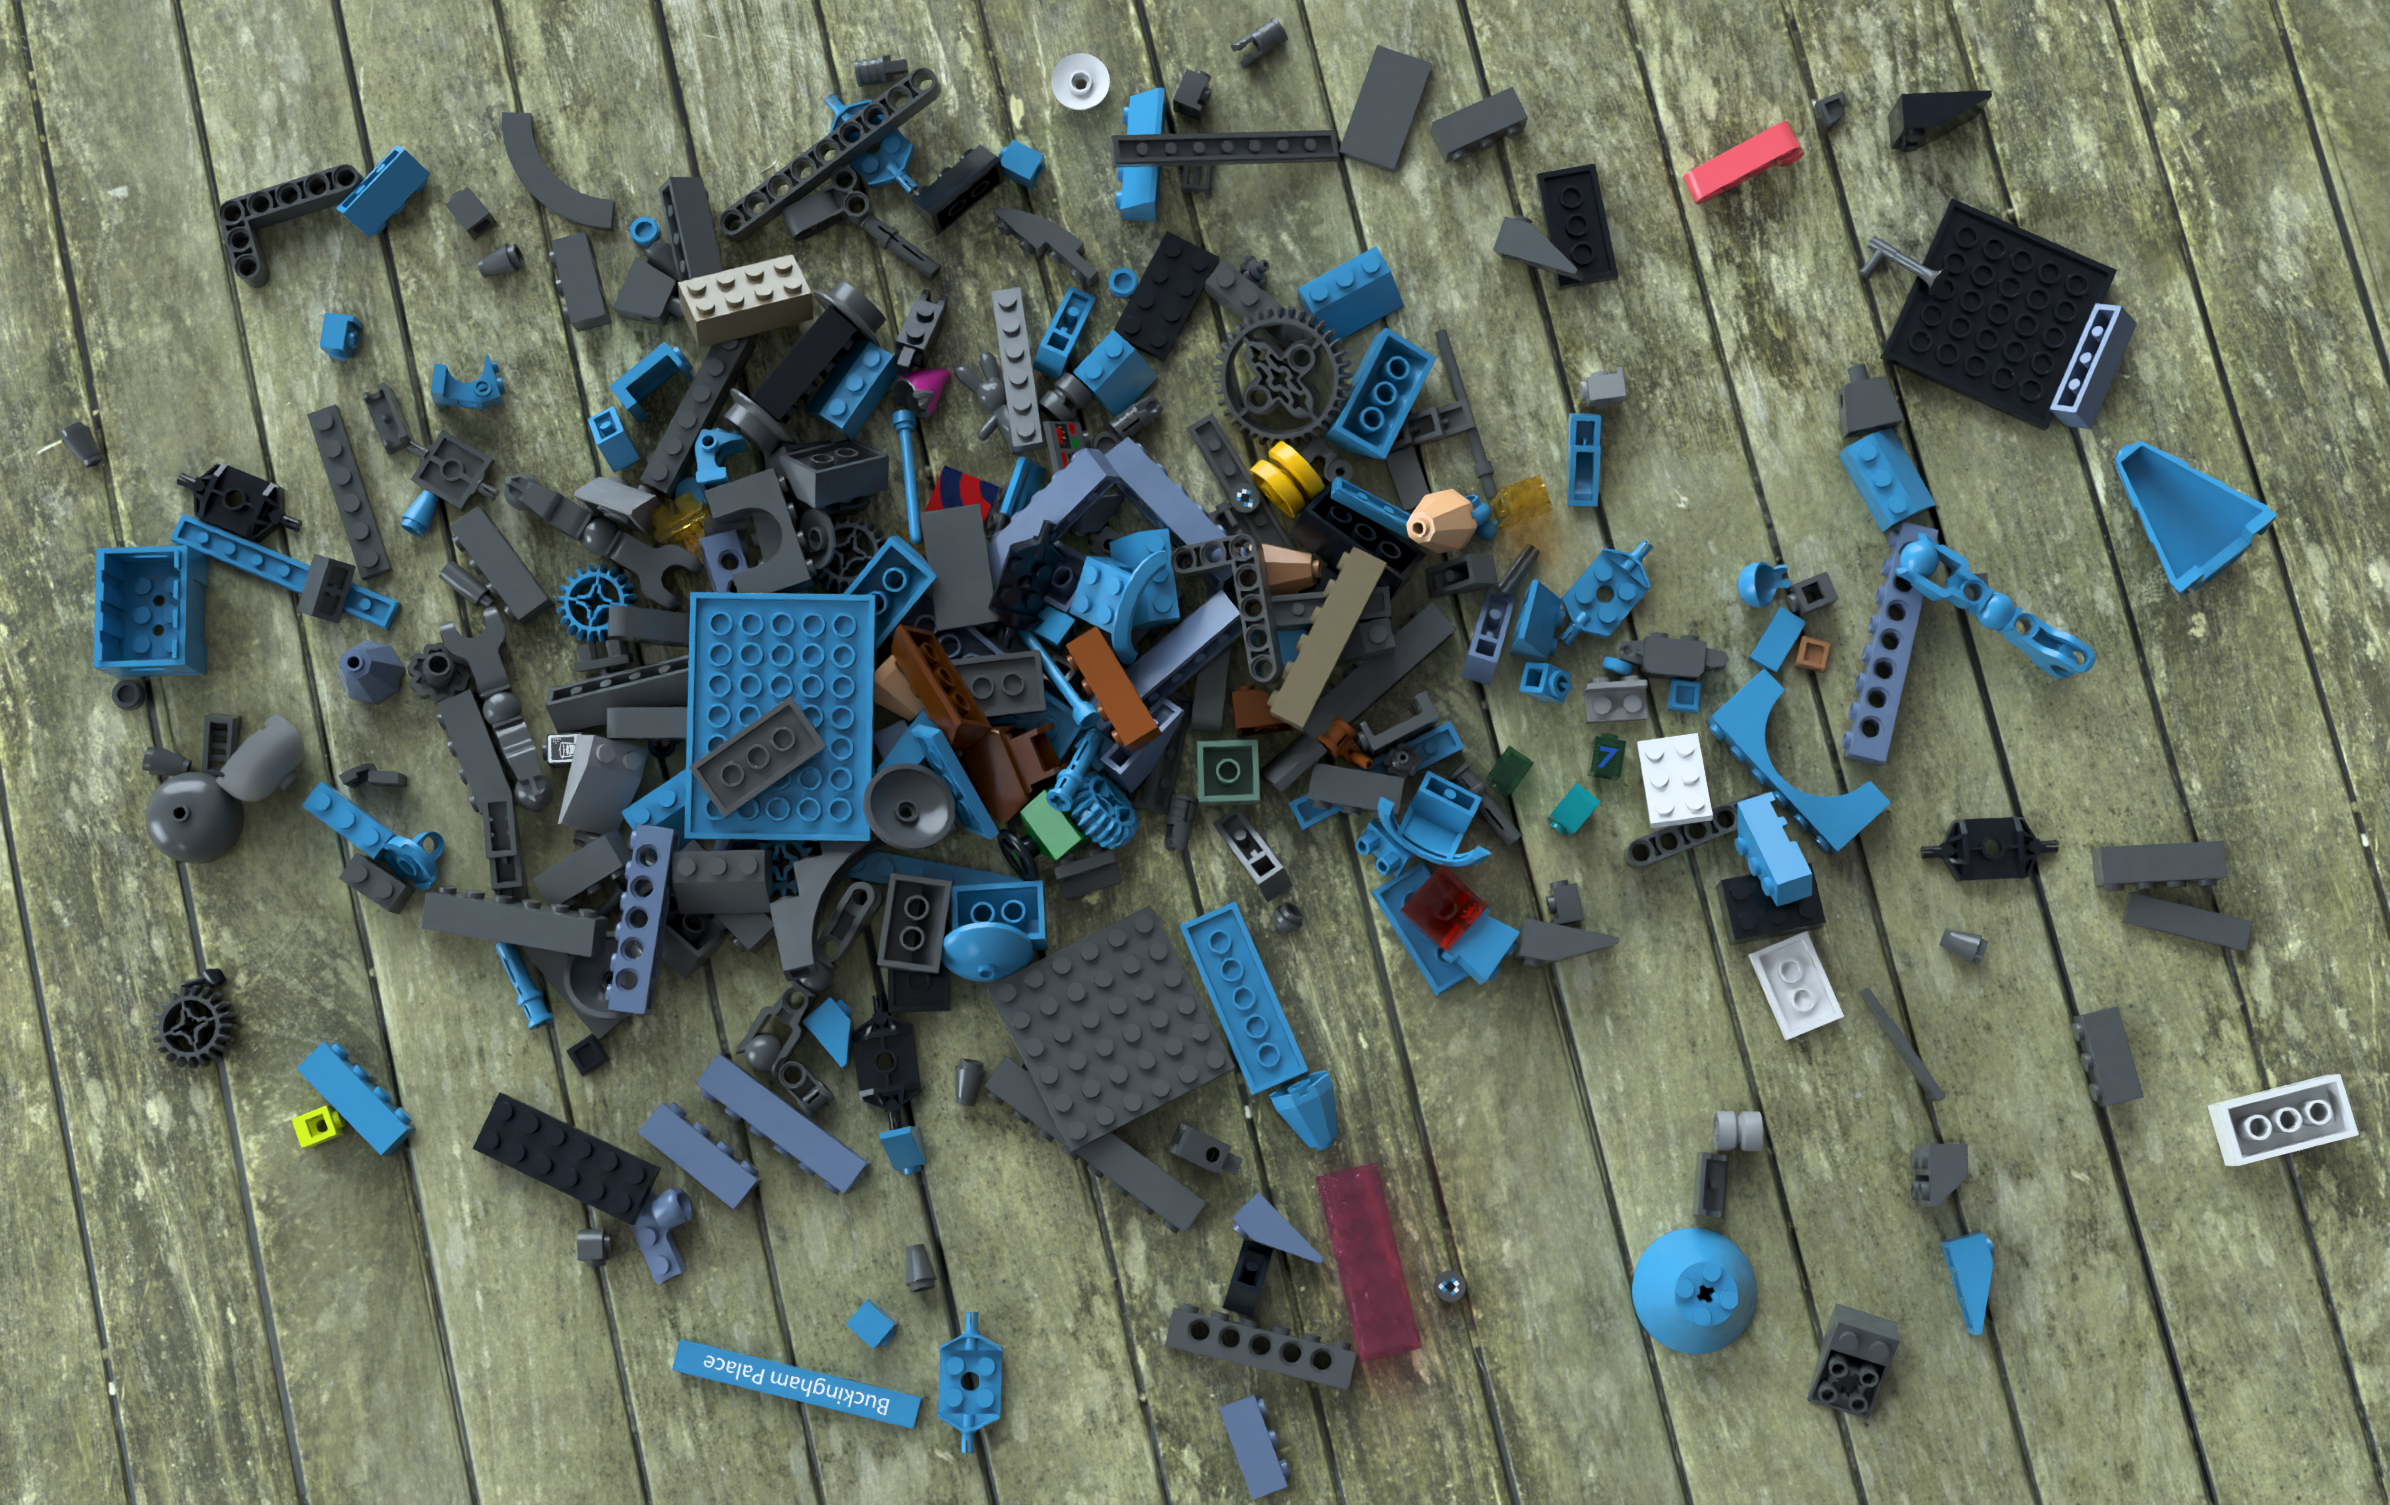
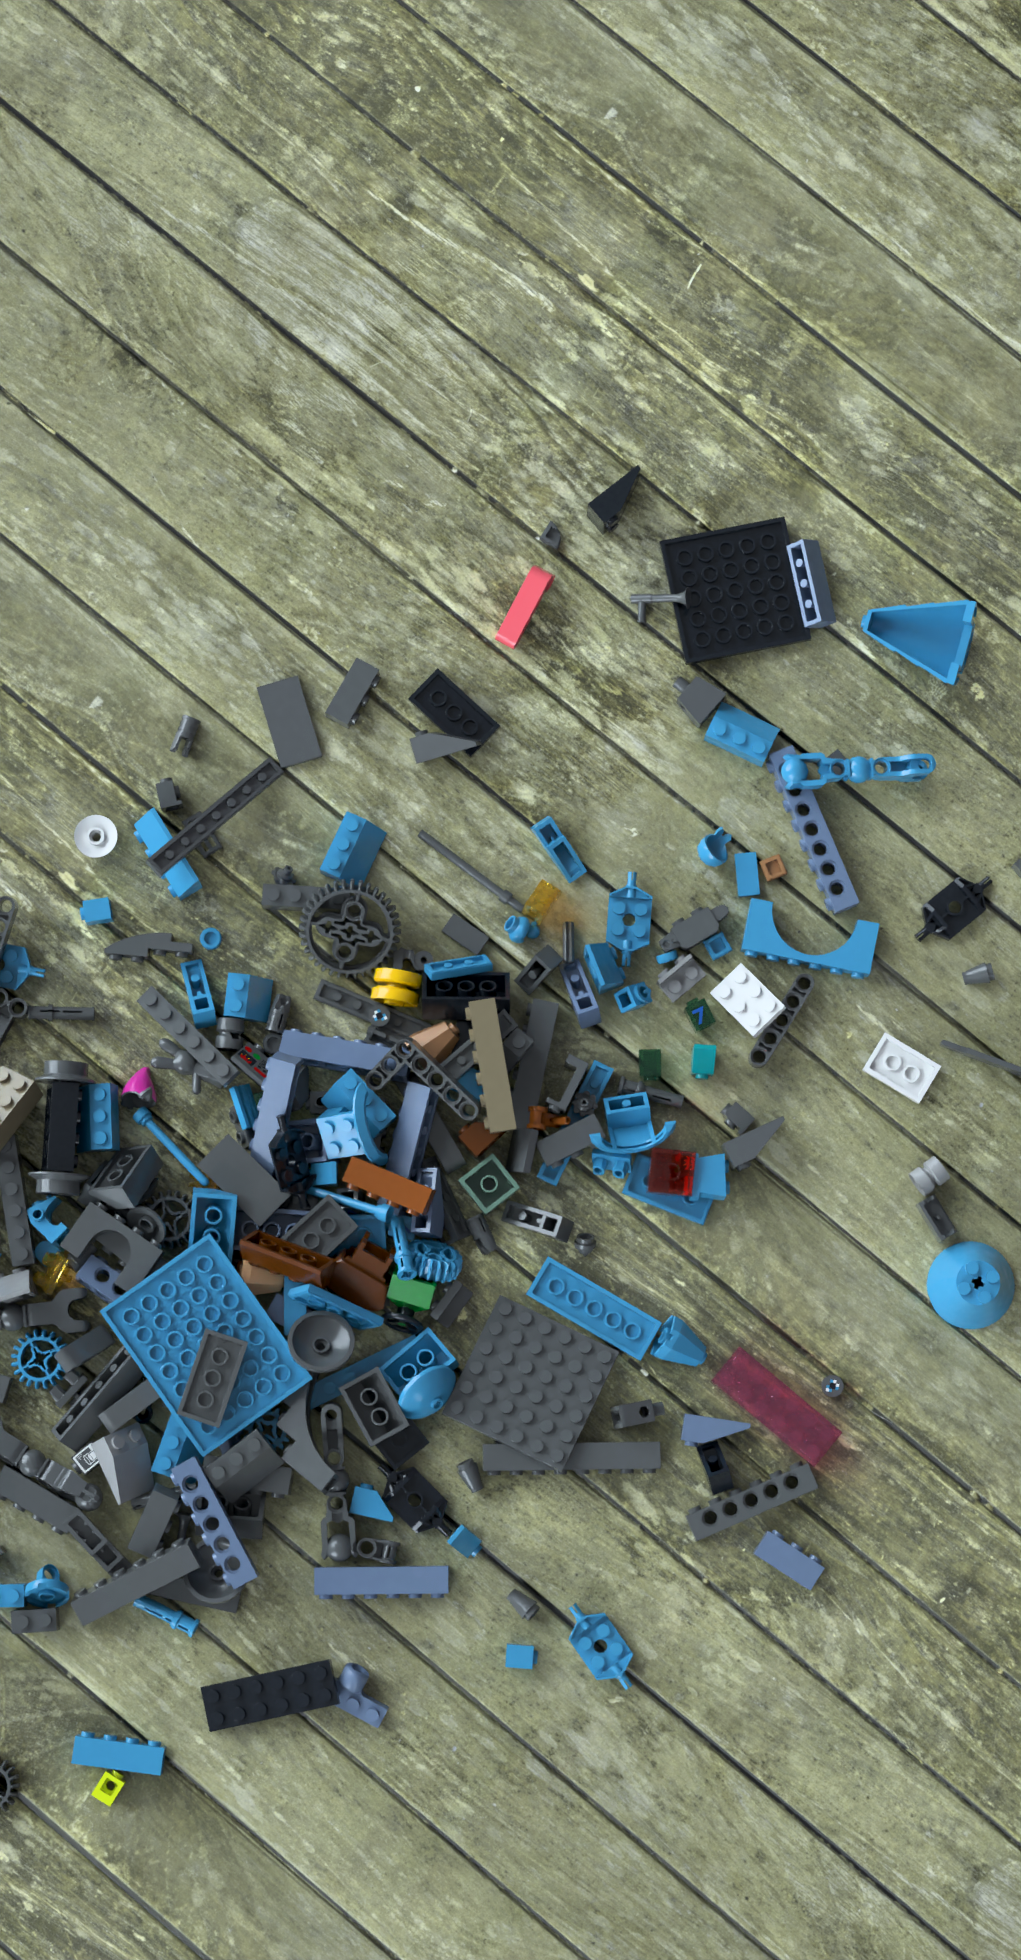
camera: 45 degrees left, 0 degrees up
(588, 1055) = (236, 1627): black tile -> none
(594, 1246) = (325, 1733): dark grey plate -> none
(700, 1155) = (347, 1634): sand blue brick -> none
(797, 1383) = (501, 1723): dark azure tile -> none
(919, 333) = (113, 1057): black hinge -> none
(958, 188) = (70, 953): black slope -> none
(961, 489) = (207, 1134): tile -> none
(1166, 296) = (242, 928): black plate -> none
(1380, 395) = (416, 897): dark azure slope -> none
(1432, 425) = (447, 904): dark grey slope -> none
(1442, 521) = (505, 946): light nougat cone -> none
(1603, 388) = (540, 799): light grey brick -> none
(1755, 917) = (853, 1032): black brick -> none
(1770, 853) = (831, 1003): wedge -> none
(1819, 587) = (751, 827): dark grey brick -> none

